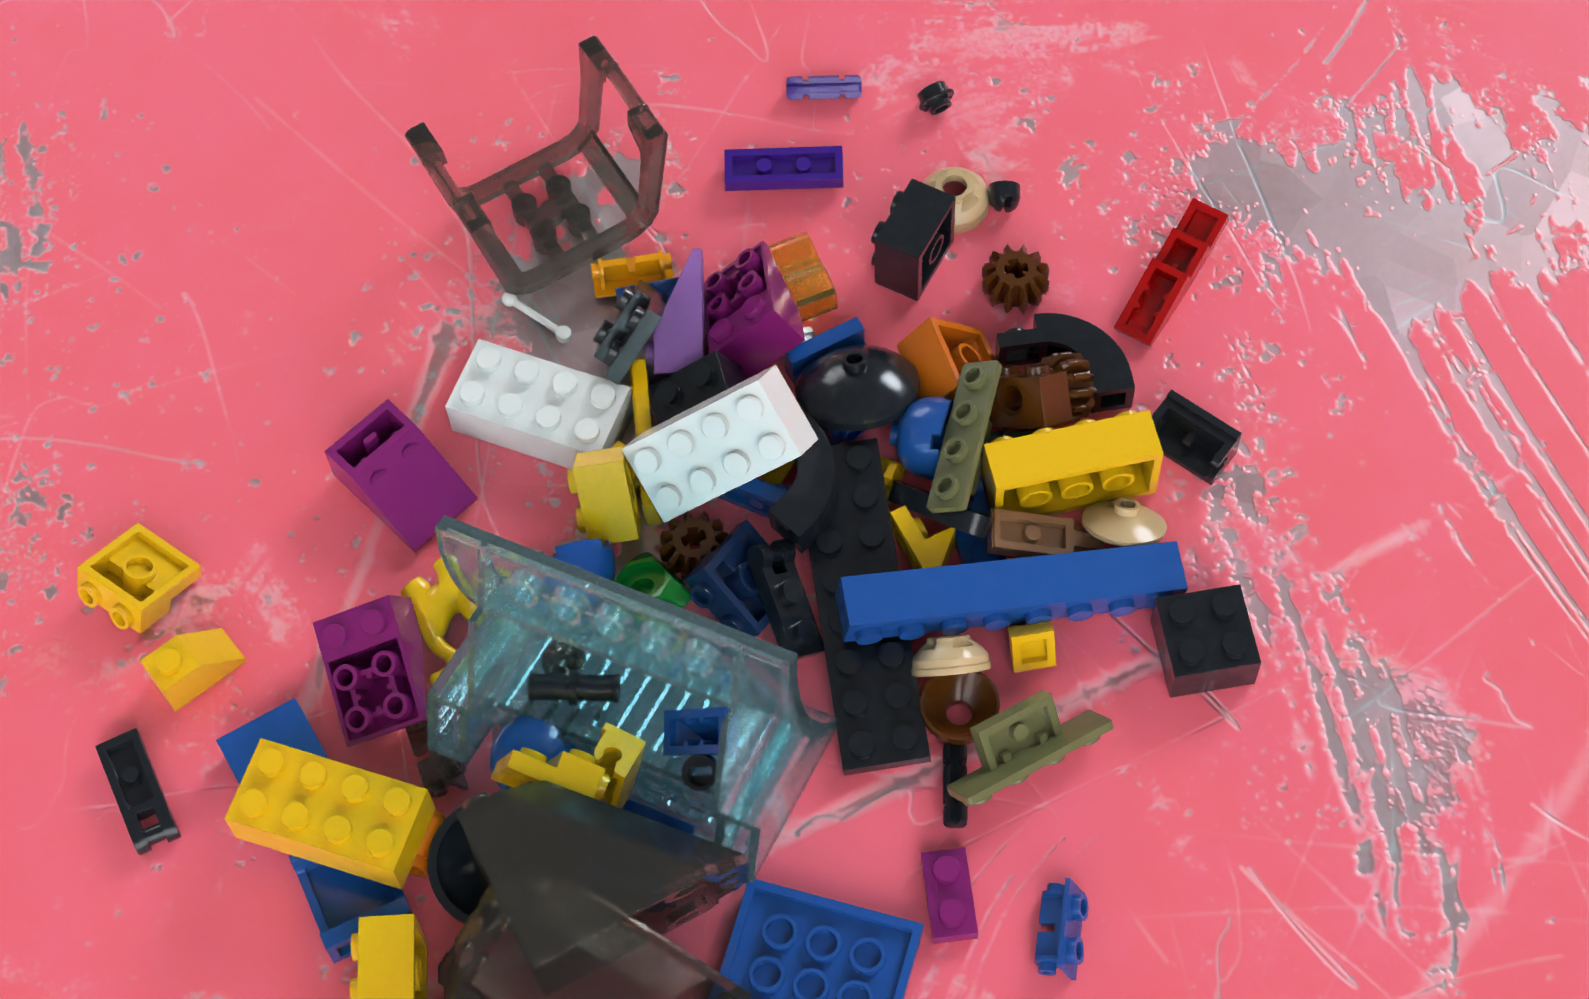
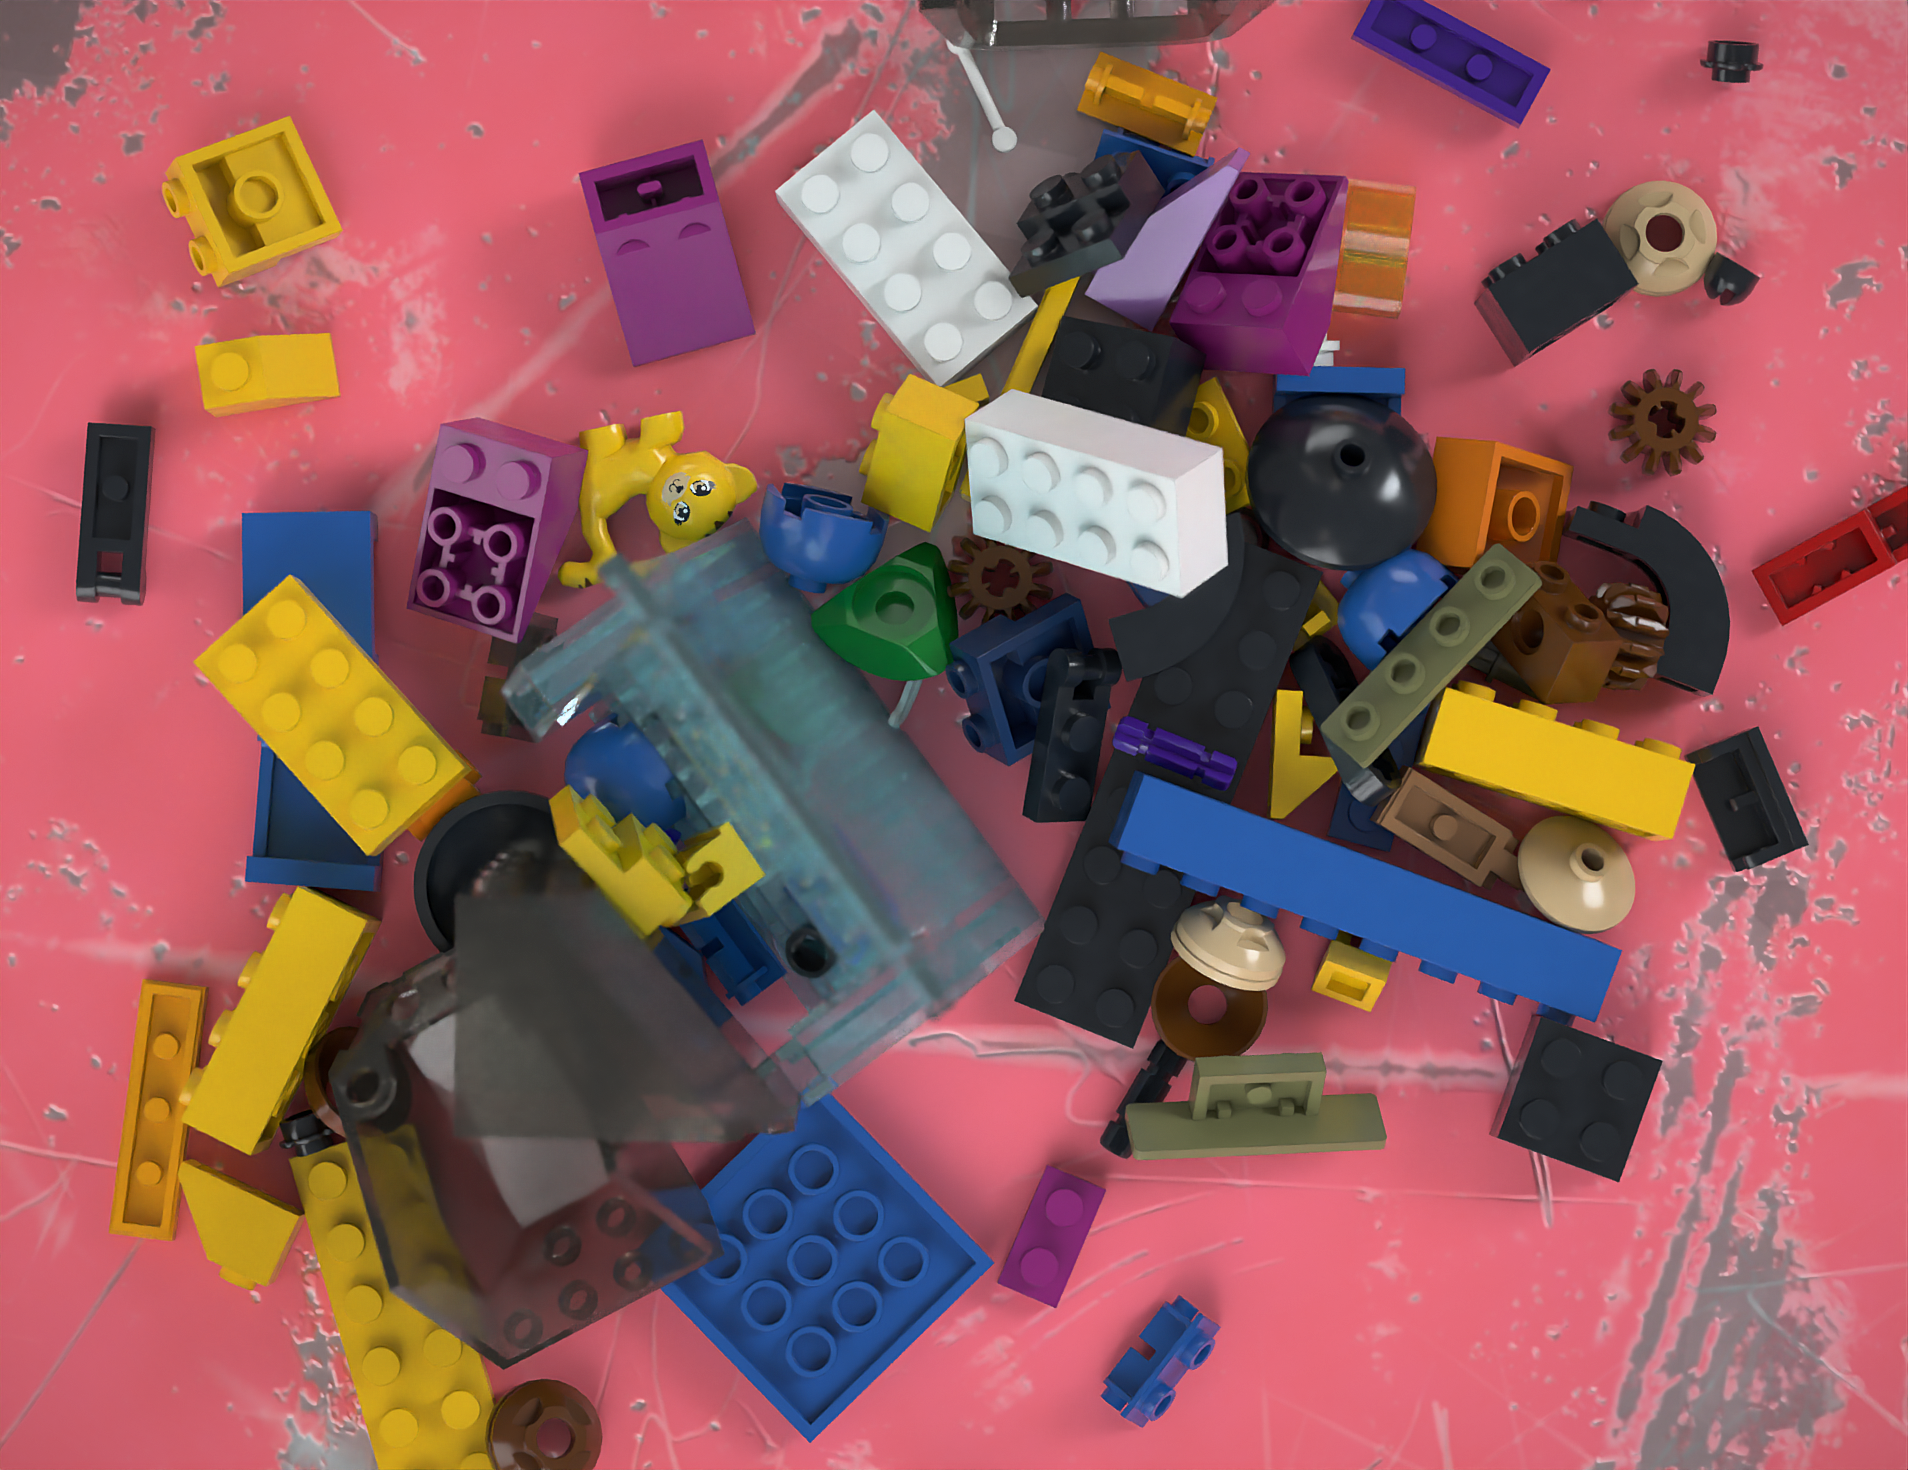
camera: 25 degrees right, 25 degrees up
(823, 576) = (1174, 753): none -> dark purple axle

